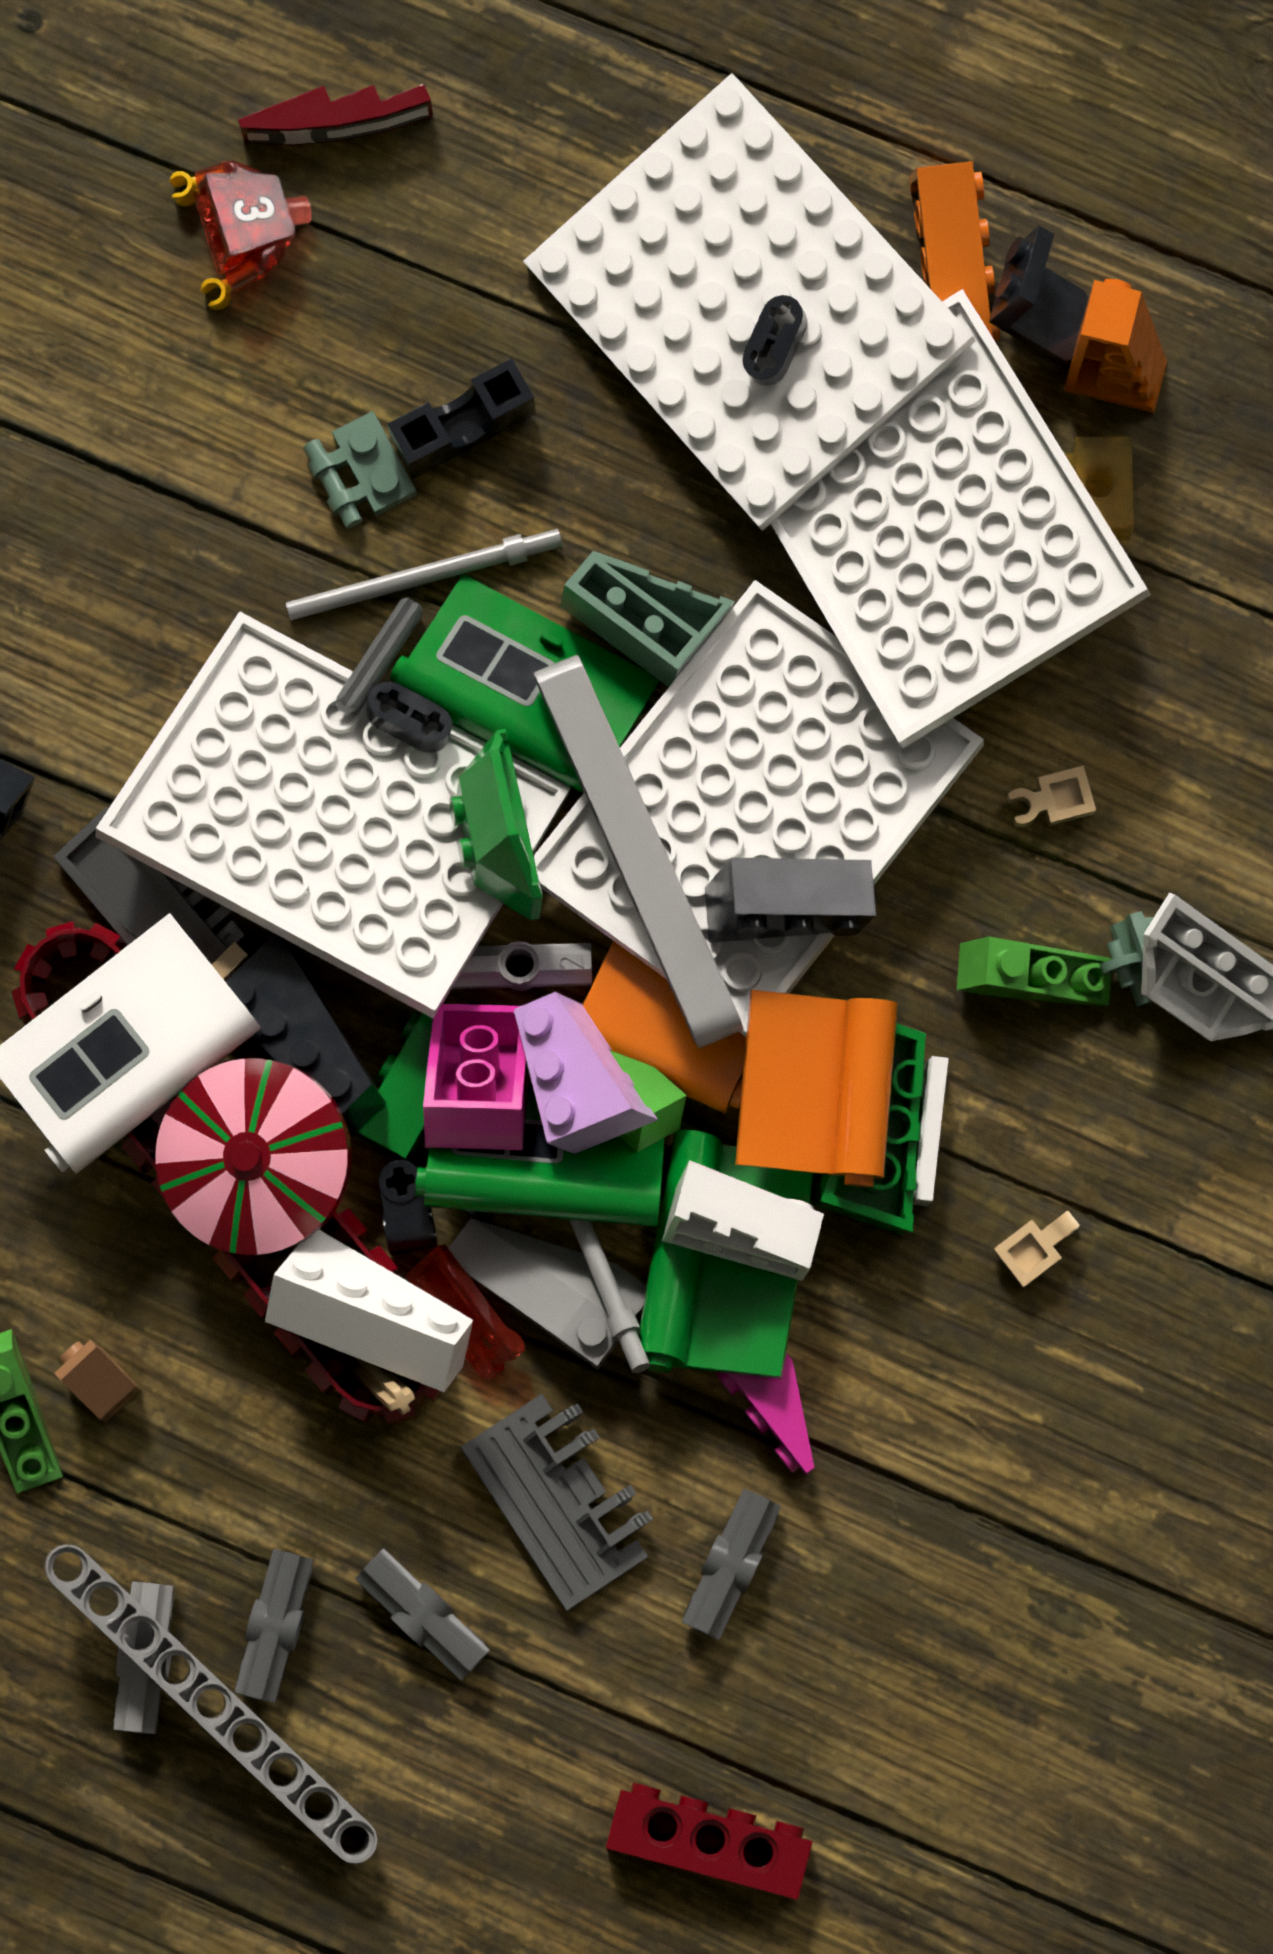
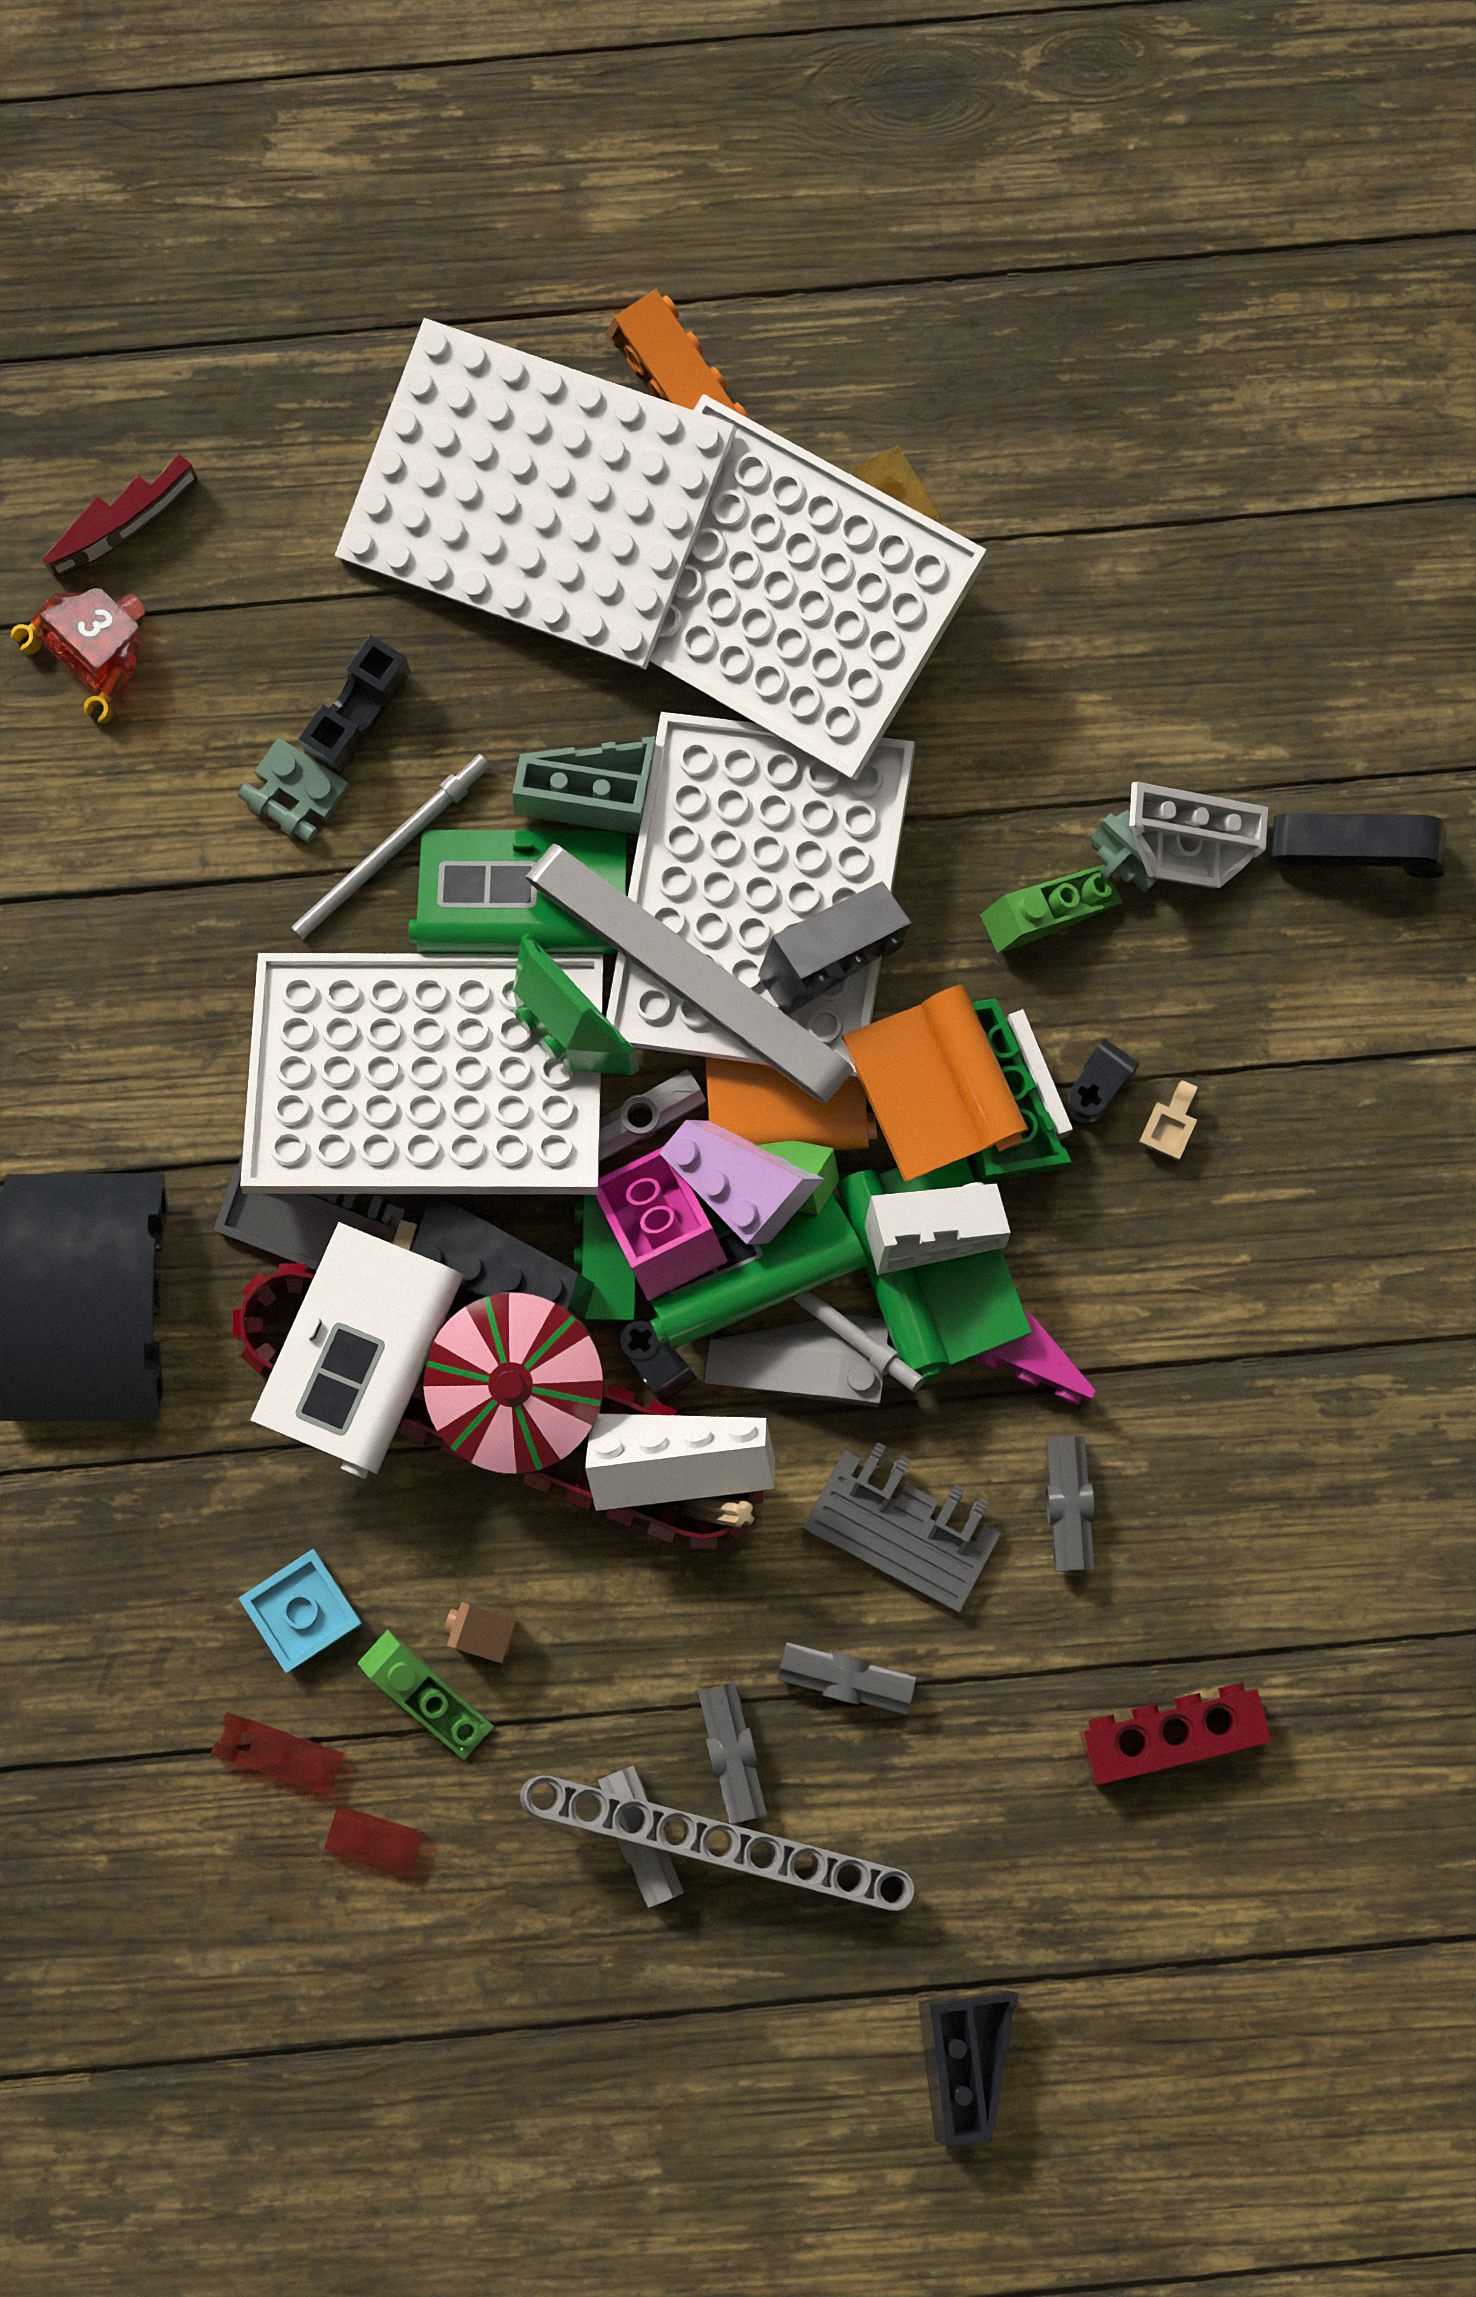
camera: 30 degrees left, 0 degrees up
(379, 656) = (391, 930): dark grey axle -> none
(409, 717) = (443, 965): black beam -> none
(448, 1282) = (719, 1399): clear red plate -> none
(765, 335) = (566, 511): black beam -> none
(994, 1165) = (1103, 1078): none -> black piece
(1037, 302) = (764, 378): black bracket -> none
(1060, 796) = (994, 758): tan plate -> none
(1117, 349) = (848, 379): orange wedge -> none

